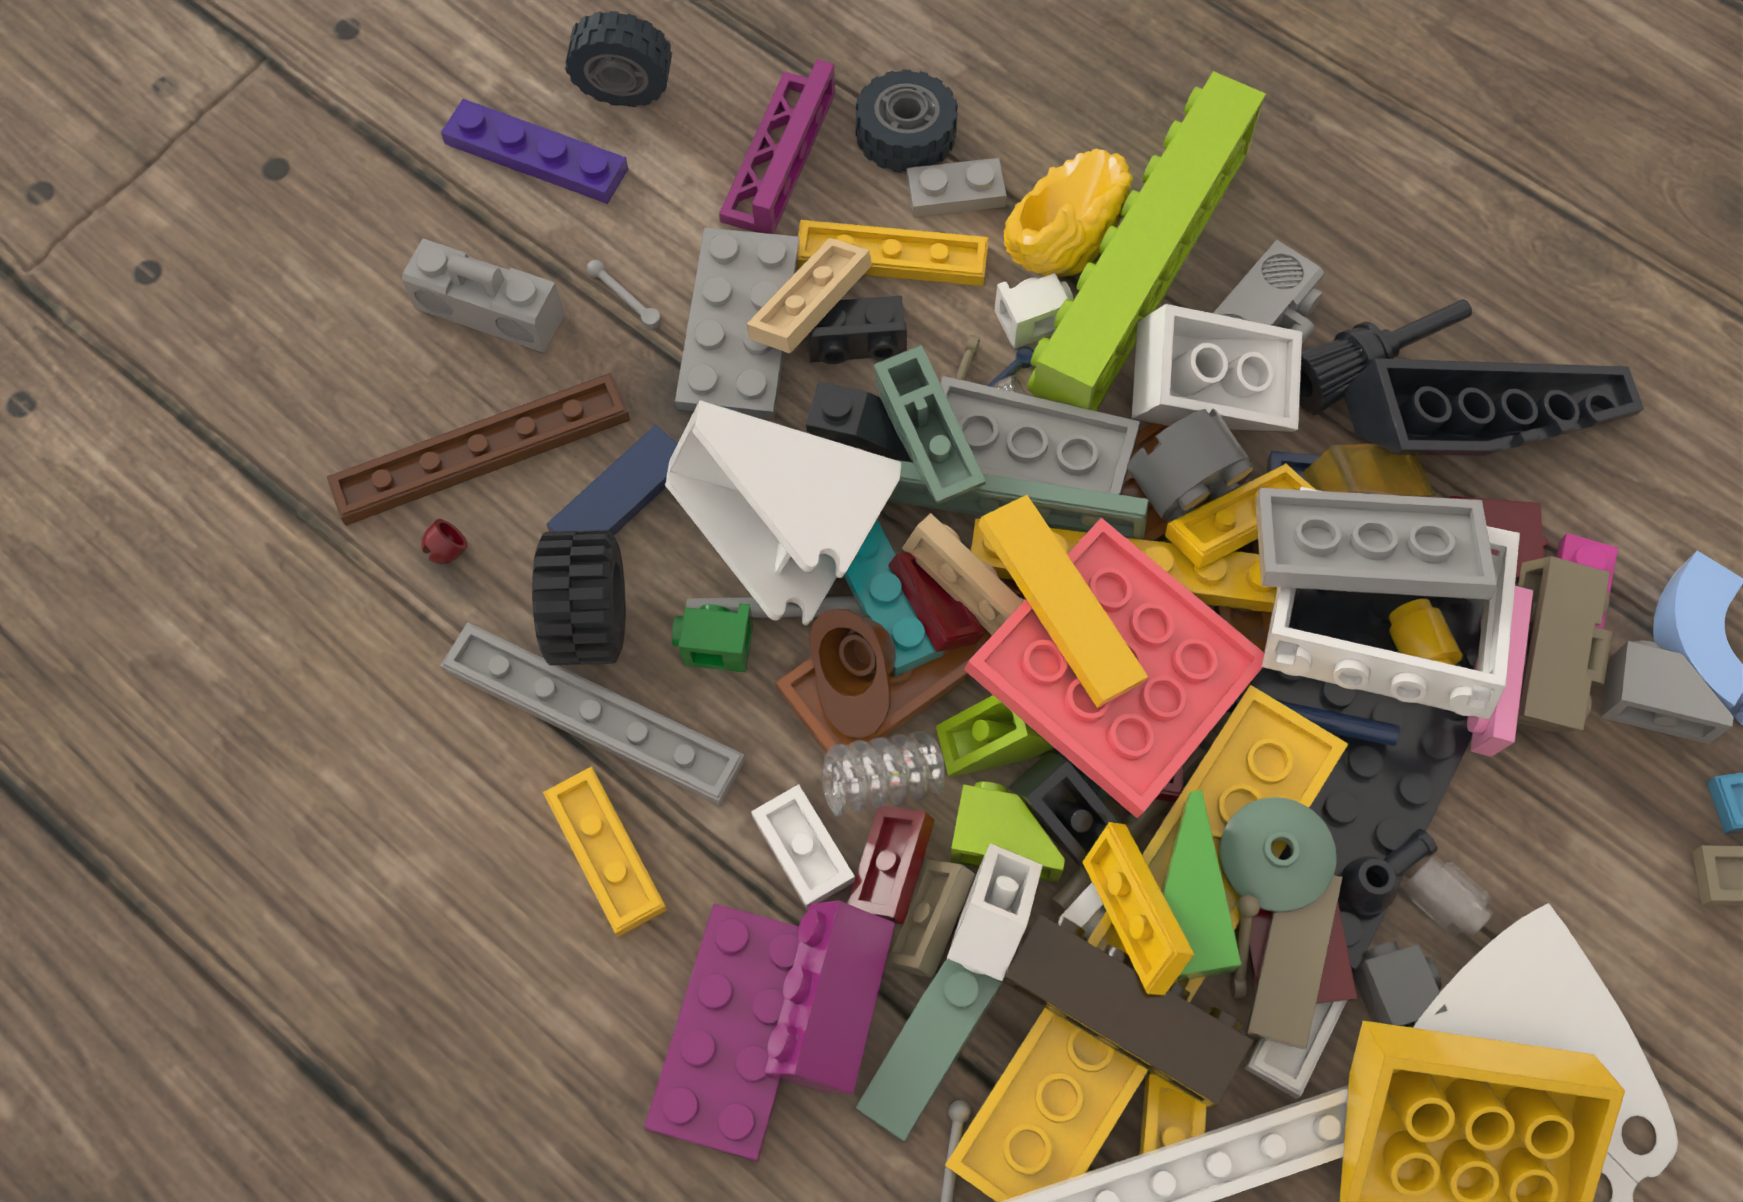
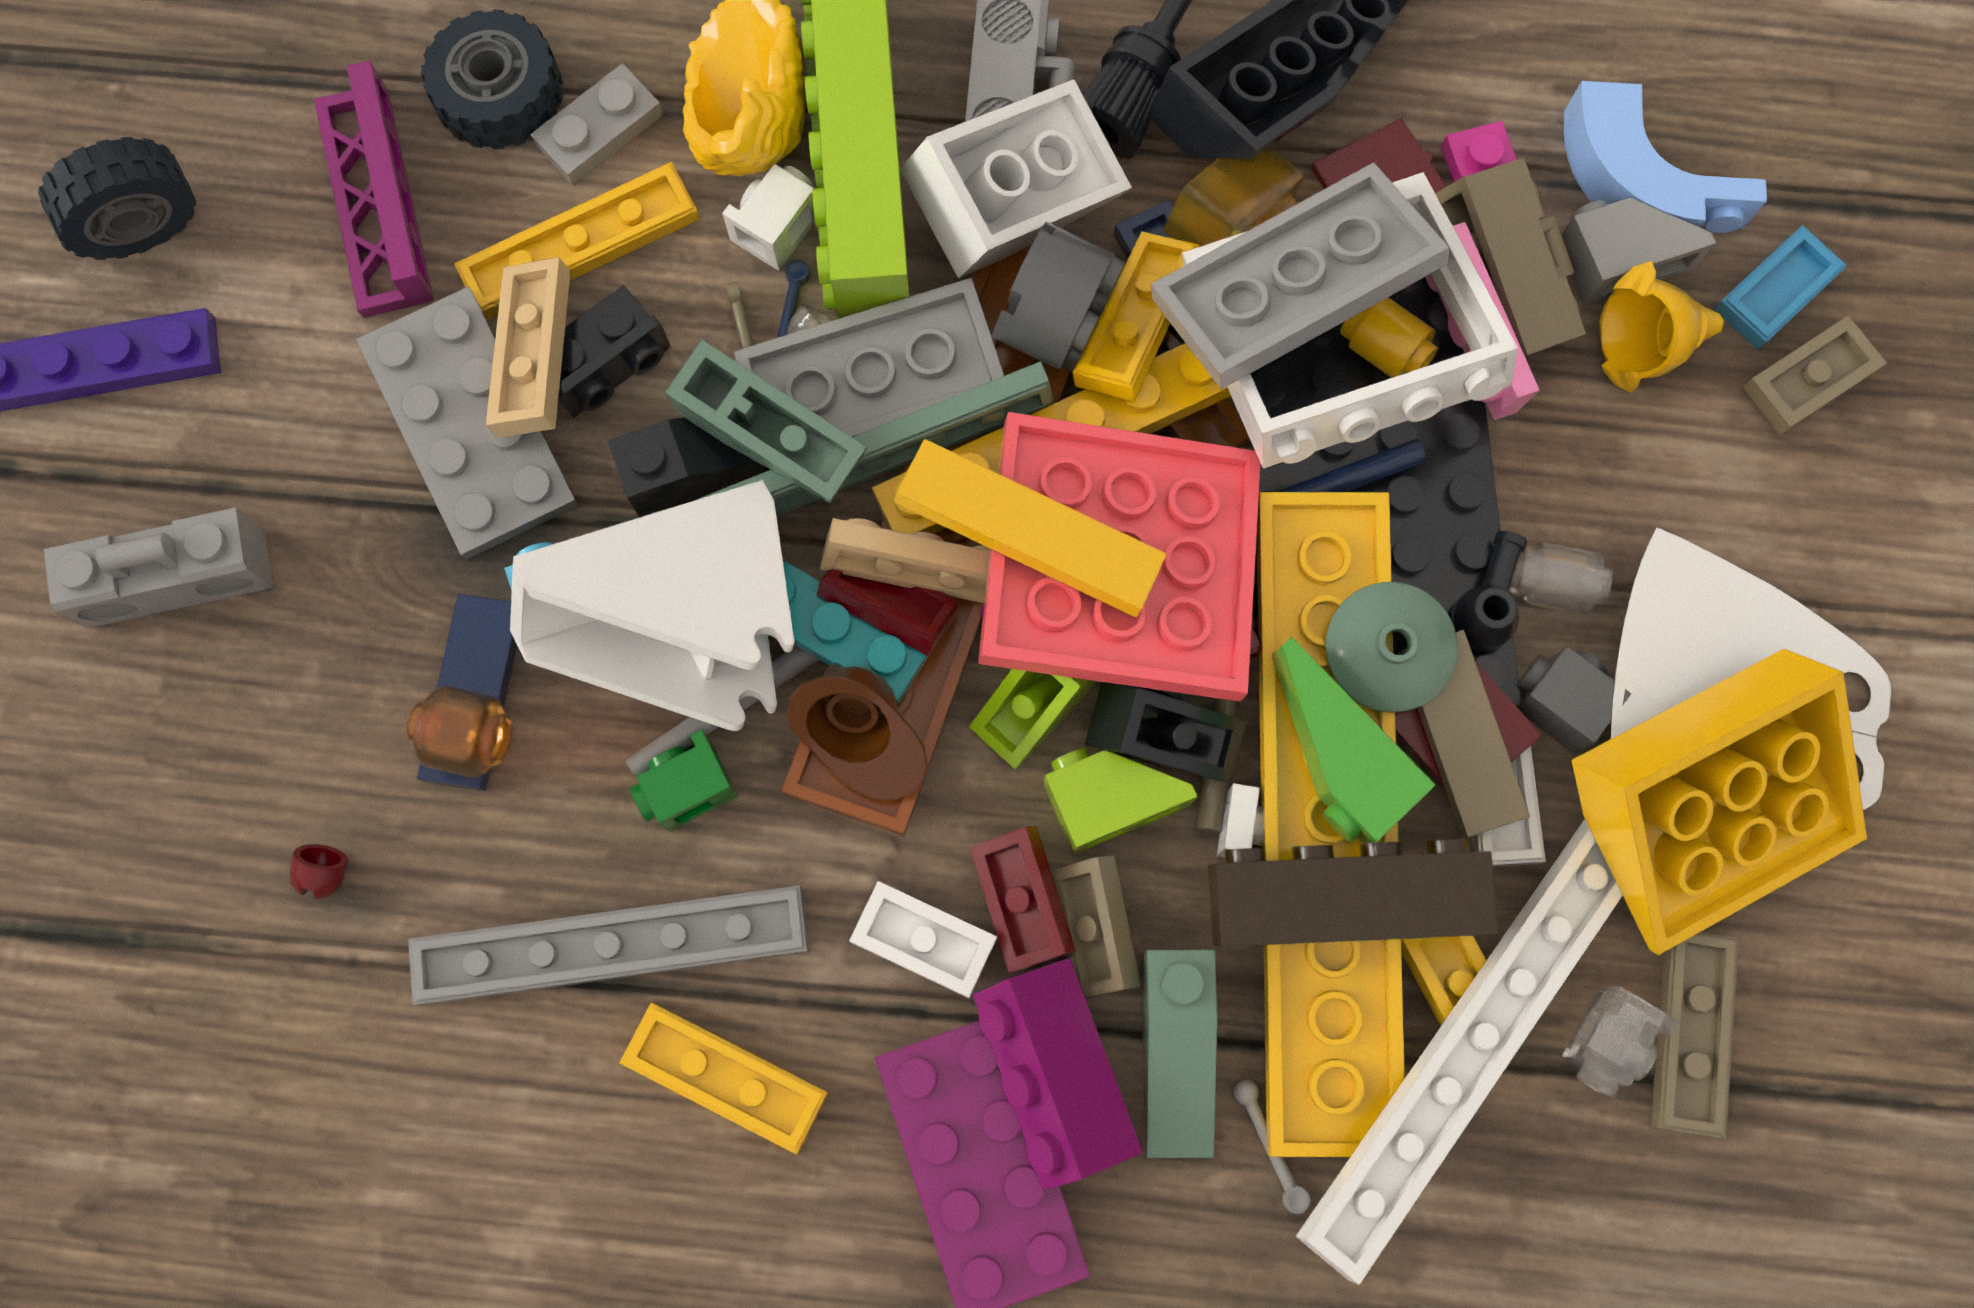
camera: 35 degrees left, 10 degrees up
(477, 449) = (276, 744): reddish brown tile -> none
(579, 597) = (517, 841): black tyre -> none
(593, 503) = (460, 731): none -> clear orange head
(649, 316) = (363, 474): light grey hinge -> none
(881, 770) = (953, 814): clear piece -> none
(995, 912) = (1166, 885): white brick -> none
(1138, 909) = (1303, 794): yellow tile -> none
(1248, 907) = (1398, 719): dark tan hinge -> none
(1642, 760) = (1650, 327): none -> yellow hat

